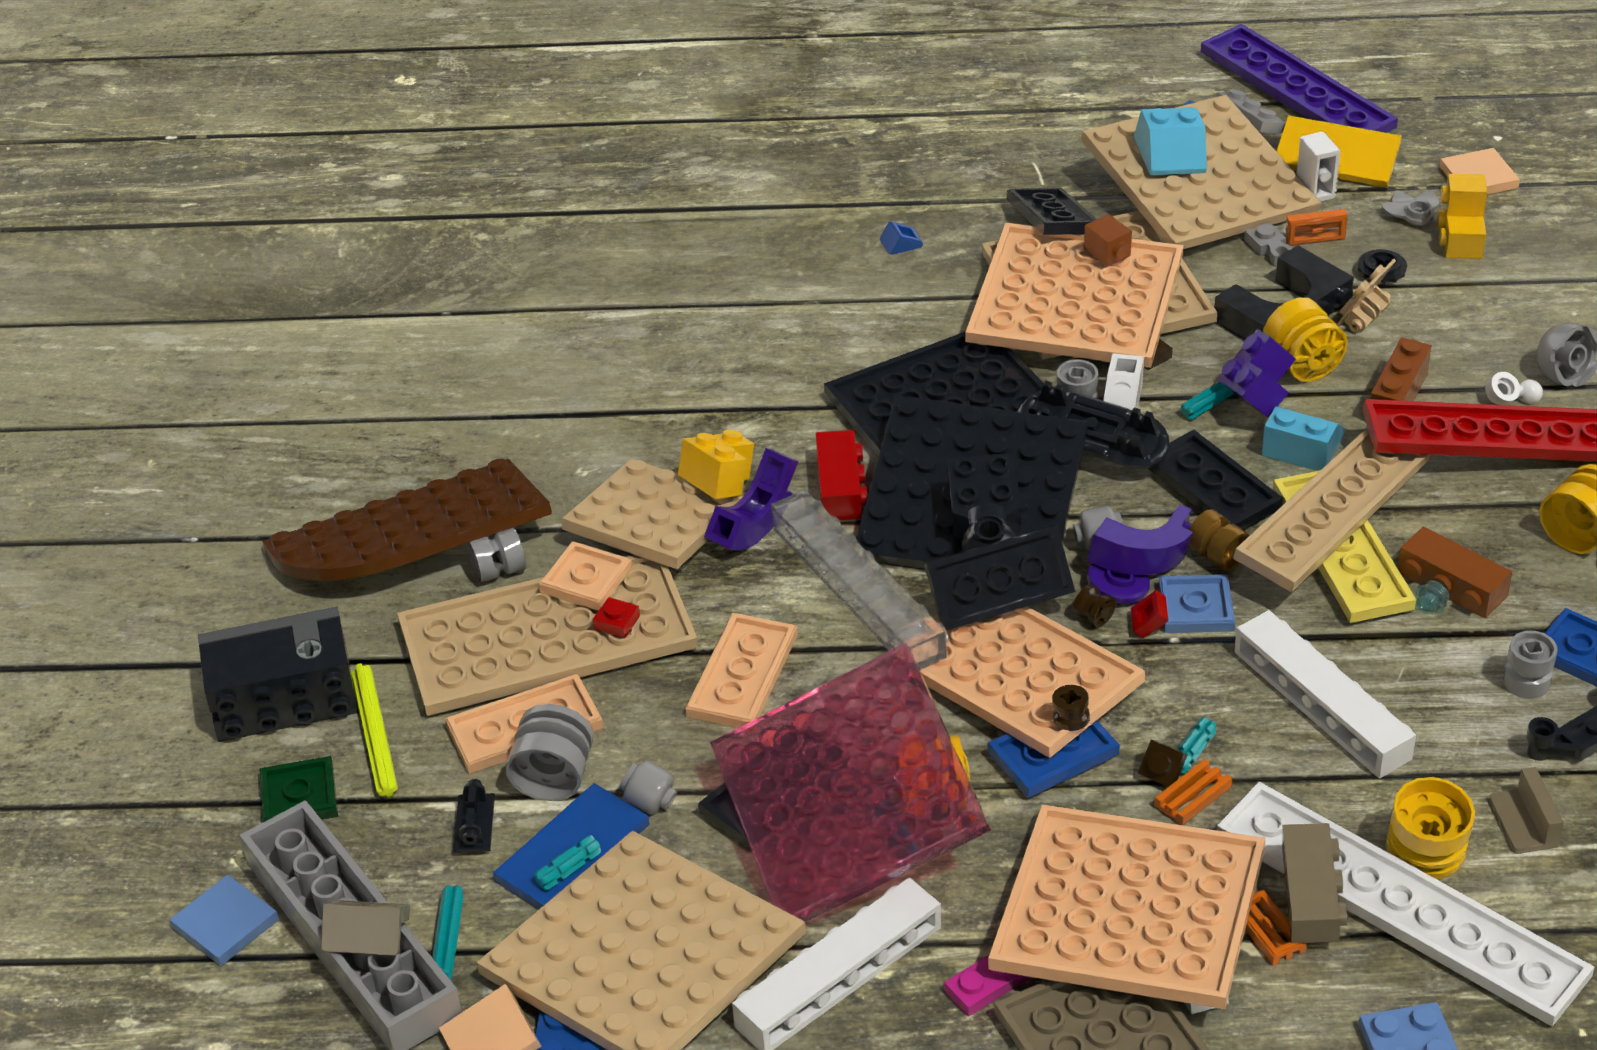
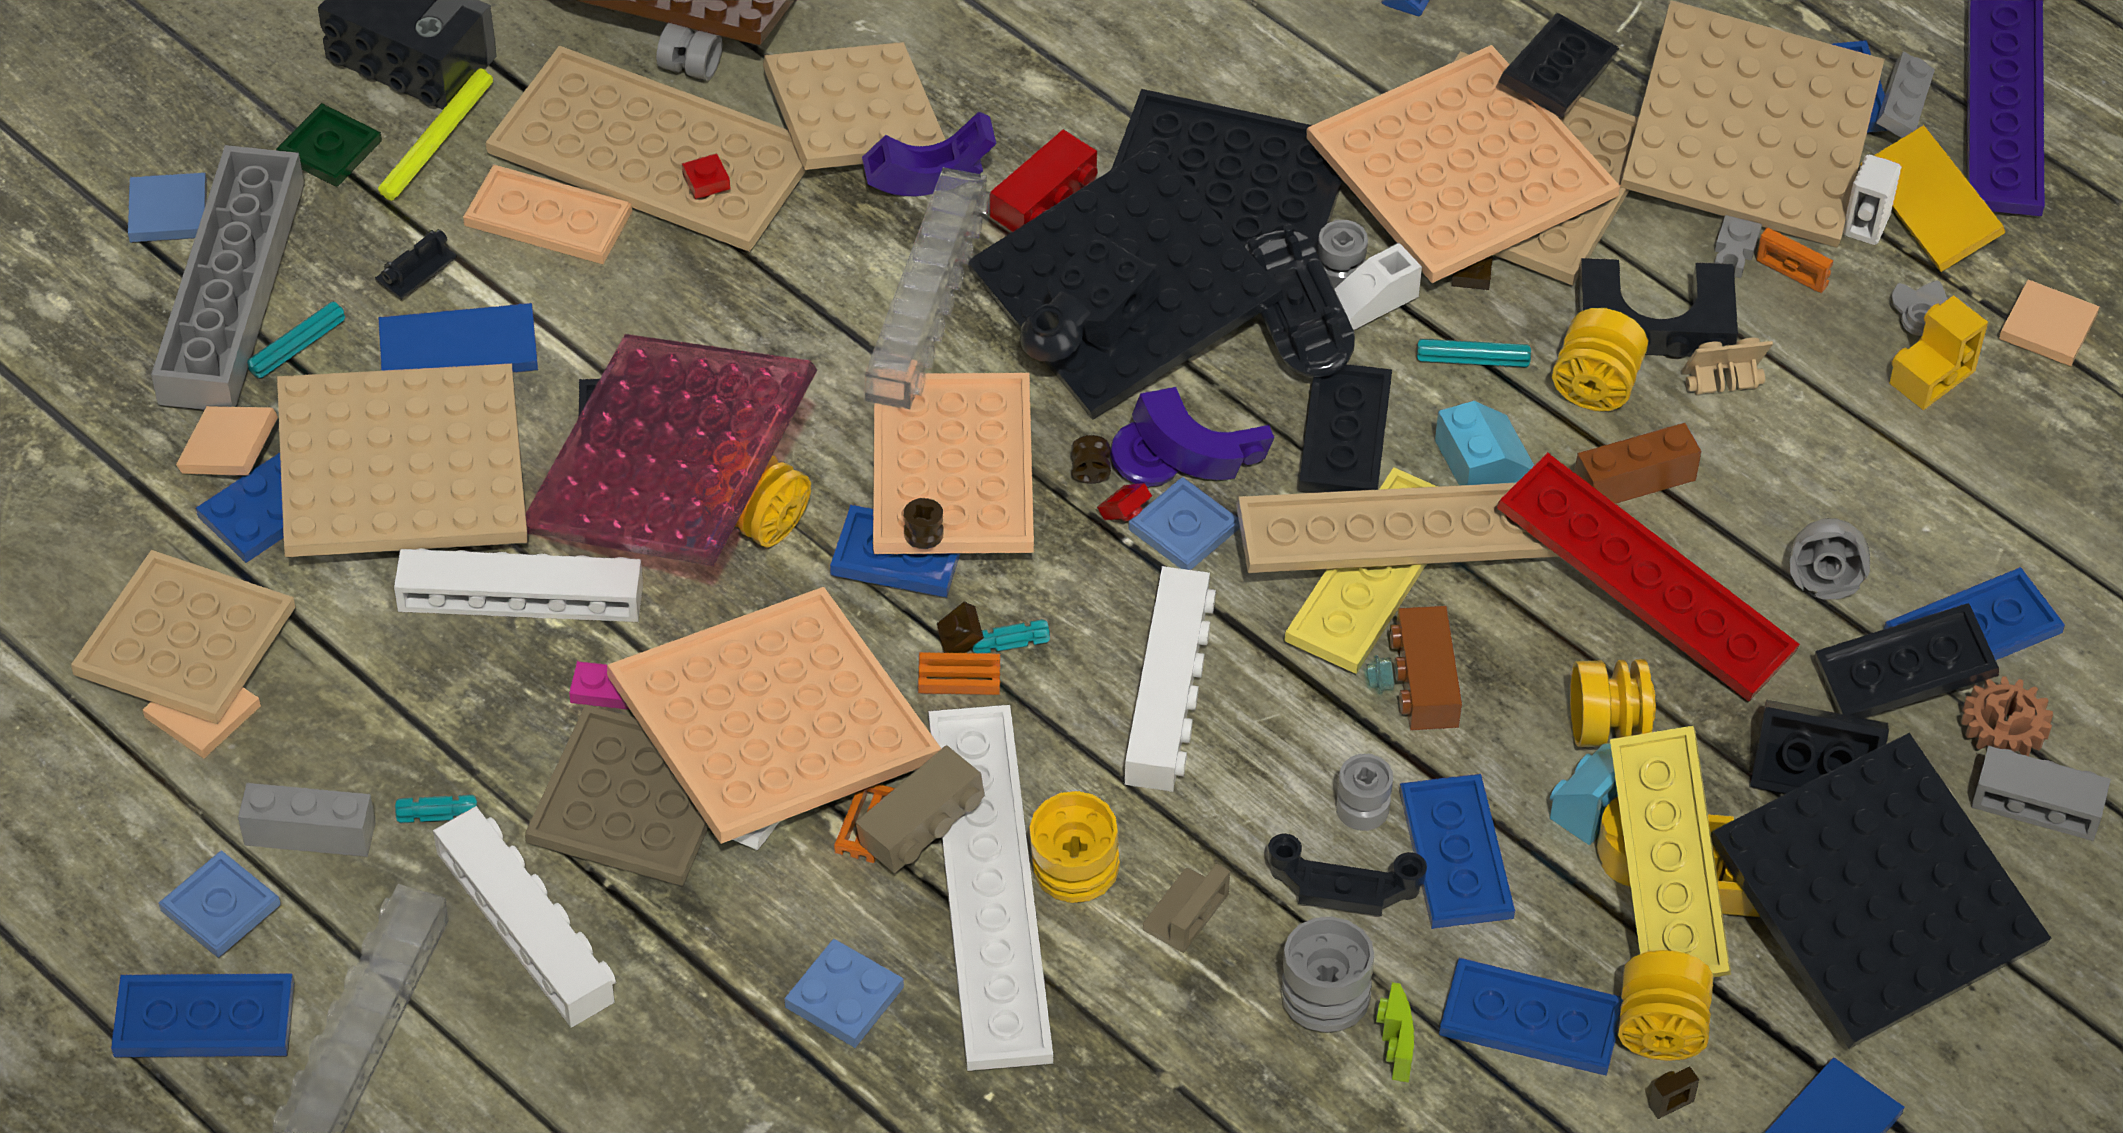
camera: 40 degrees right, 10 degrees up
(363, 927) = (215, 282): dark tan panel -> none
(549, 752) = (516, 251): light grey wheel -> none
(567, 862) = (430, 351): teal axle -> none
(585, 575) = (729, 121): light nougat tile -> none
(648, 787) = (561, 338): light grey head -> none
(717, 462) = (946, 95): yellow brick -> none
(742, 671) = (758, 297): light nougat tile -> none
(999, 577) = (1017, 371): black plate -> none
(1090, 521) = (1193, 390): light grey head -> none
(1107, 240) = (1542, 129): dark orange brick -> none
(1172, 141) = (1733, 71): medium azure slope -> none
(1217, 538) = (1268, 472): pearl gold wheel -> none
(1256, 371) = (1501, 356): dark purple brick -> none
(1372, 259) = (1820, 340): black gear -> none
(1505, 388) = (1756, 566): white plate -> none

